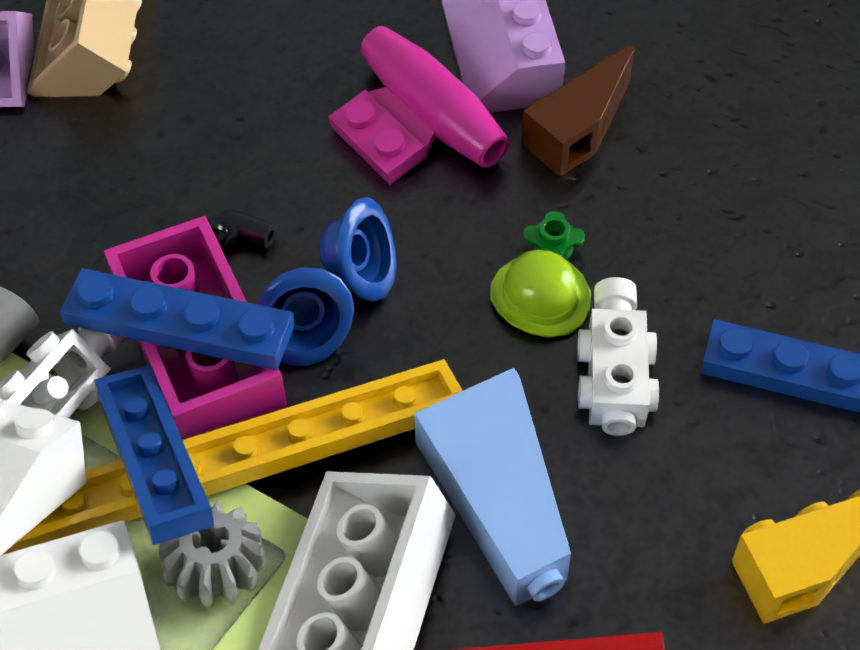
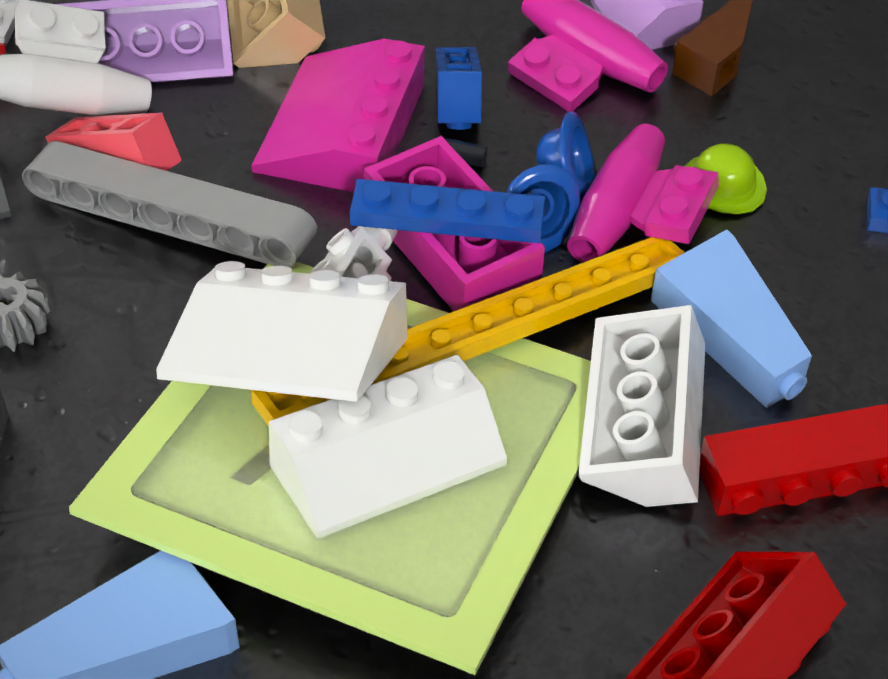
camera: 10 degrees left, 5 degrees down
(126, 168) = (344, 113): none -> dark pink slope
(153, 455) = (462, 309): blue plate -> none
(214, 558) = (525, 382): light grey gear -> none
(260, 142) = (458, 87): none -> blue slope
(428, 306) = (634, 192): none -> dark pink plate
(554, 235) = (722, 132): green plate -> none
(617, 351) = (802, 223): white brick -> none

